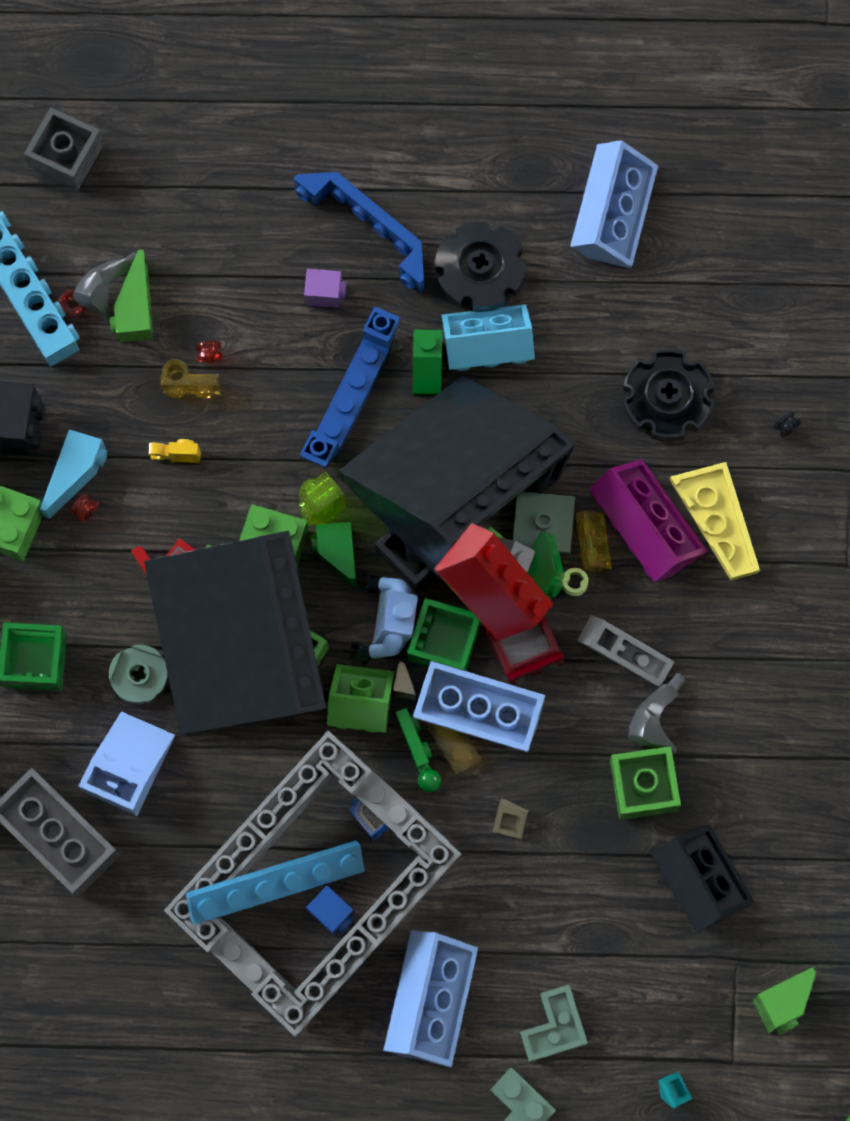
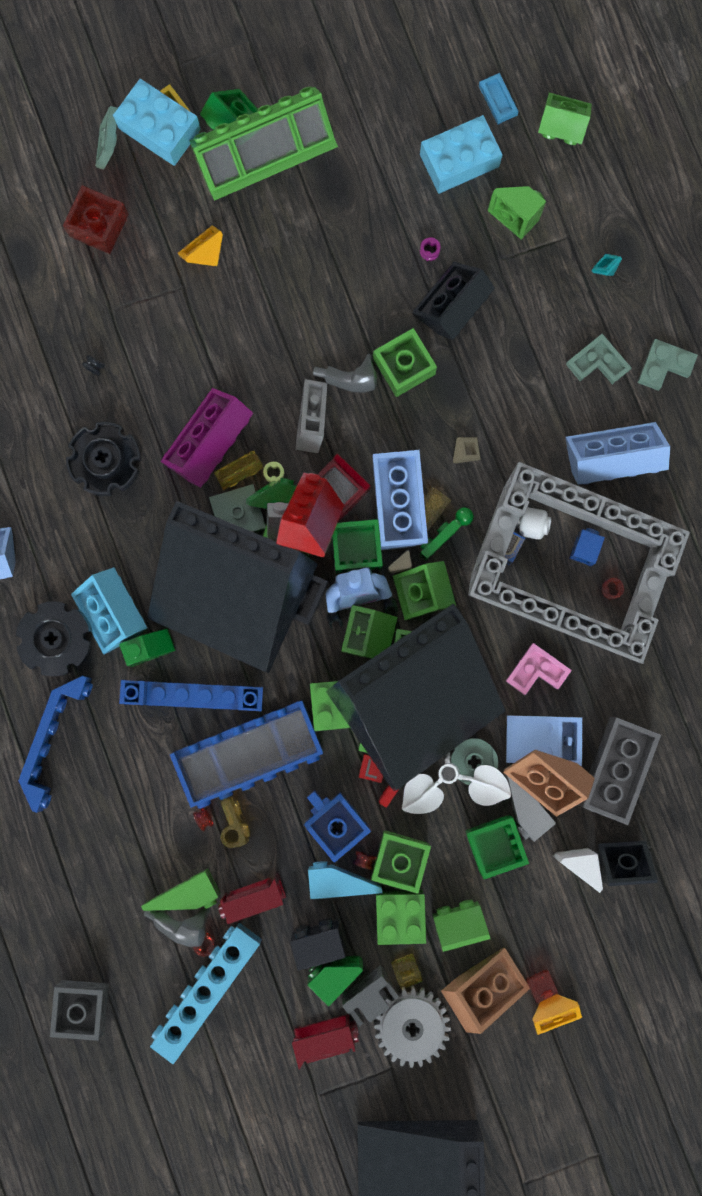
camera: 115 degrees left, 10 degrees up
(55, 711) = (528, 812): none -> light grey slope
(65, 544) = (400, 861): none -> bright green brick
(75, 745) = (551, 780): none -> nougat slope
(97, 368) = (252, 899): none -> dark red window
(126, 602) = (486, 789): none -> white plant
(152, 485) = (321, 824): none -> blue hinge
(182, 451) = (290, 804): yellow plate -> none
(218, 795) = (537, 664): none -> bright pink plate
(259, 425) = (247, 754): none -> clear window
(271, 915) = (619, 587): none -> clear red bush
(274, 882) = (588, 592): dark azure plate -> none
(321, 500) = (289, 680): clear neon green brick -> none
(324, 288) = (117, 751): medium lavender brick -> none
(336, 549) = (320, 654): green slope -> none
(338, 611) = (368, 632): none -> bright green slope
(386, 859) = (534, 523): none -> white head
(717, 512) = (180, 391): light yellow wing -> none
(788, 884) = (427, 254): none -> magenta bush

